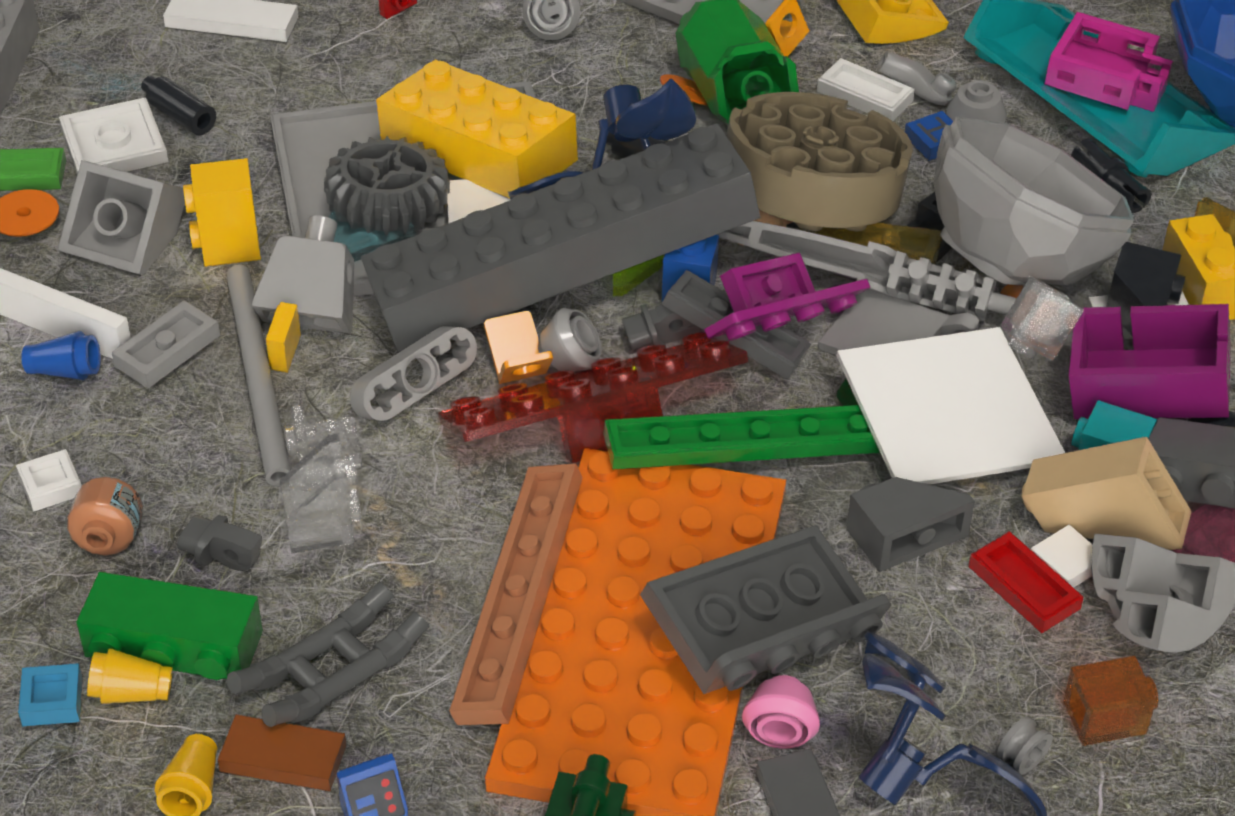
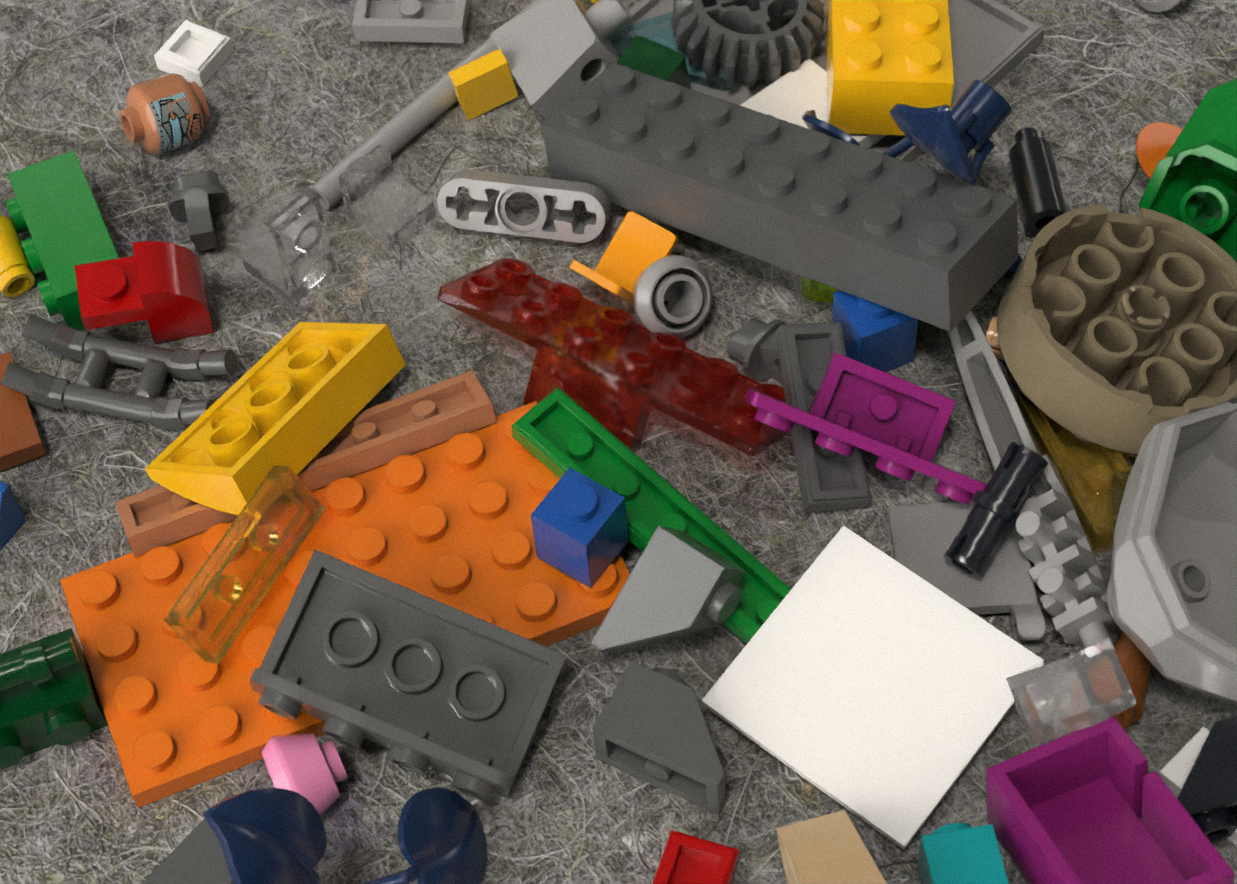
camera: 60 degrees right, 10 degrees up
(287, 594) = (154, 285): none -> red brick
(371, 238) = (656, 61): none -> dark green slope
(470, 579) = (279, 412): none -> yellow slope
(598, 645) = (245, 564): none -> clear yellow tile
(733, 461) = (580, 527): none -> blue brick
(818, 449) = (671, 594): none -> slope
(885, 284) = (995, 509): none -> black pin

